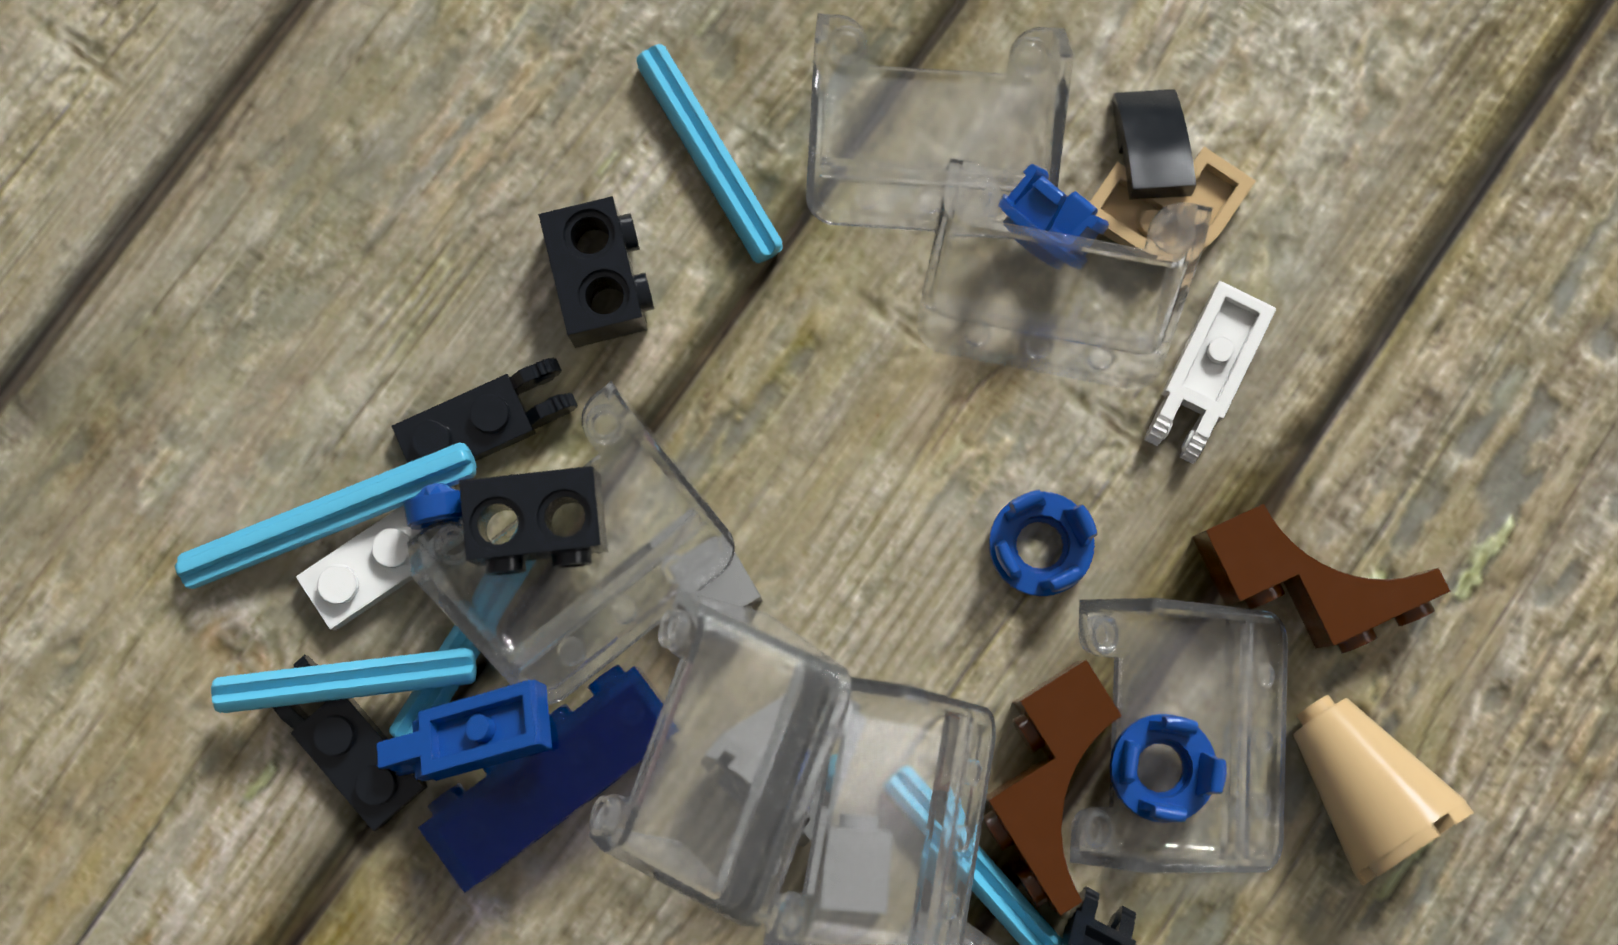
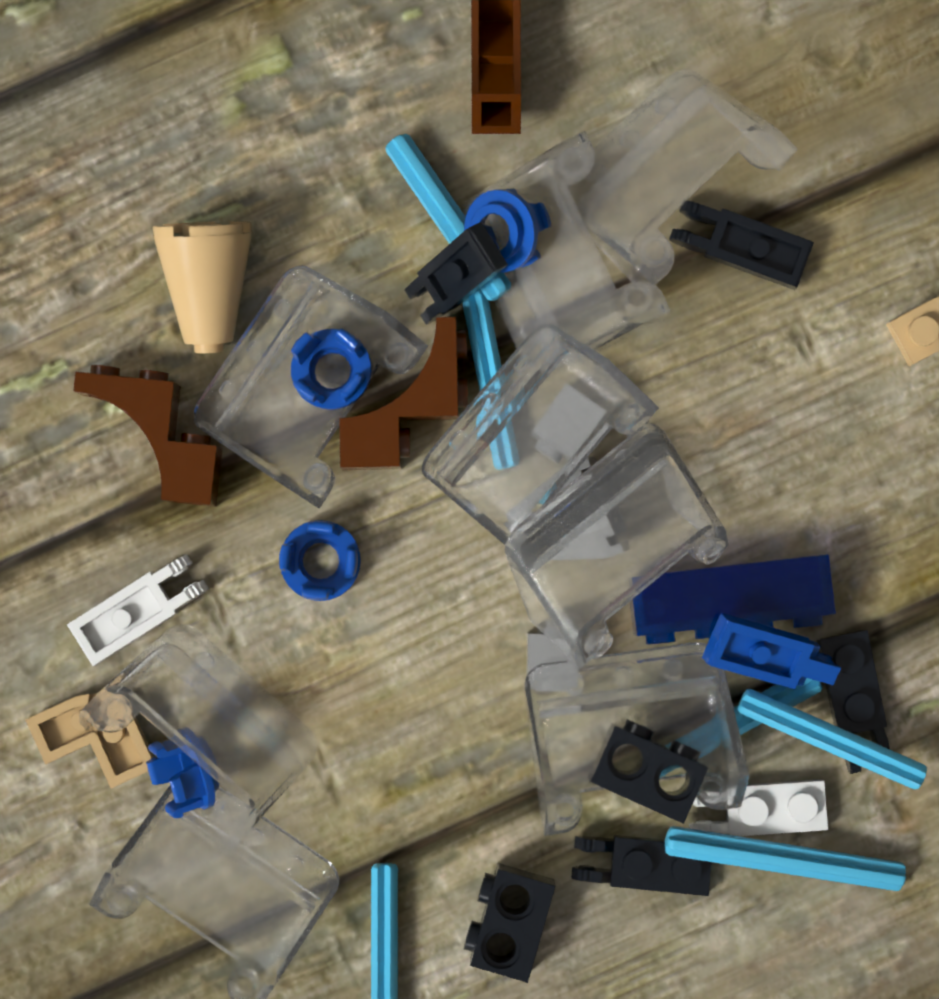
camera: 145 degrees left, 5 degrees up
(433, 504) = (708, 820): blue tile -> none
(1154, 144) = (77, 787): black slope -> none

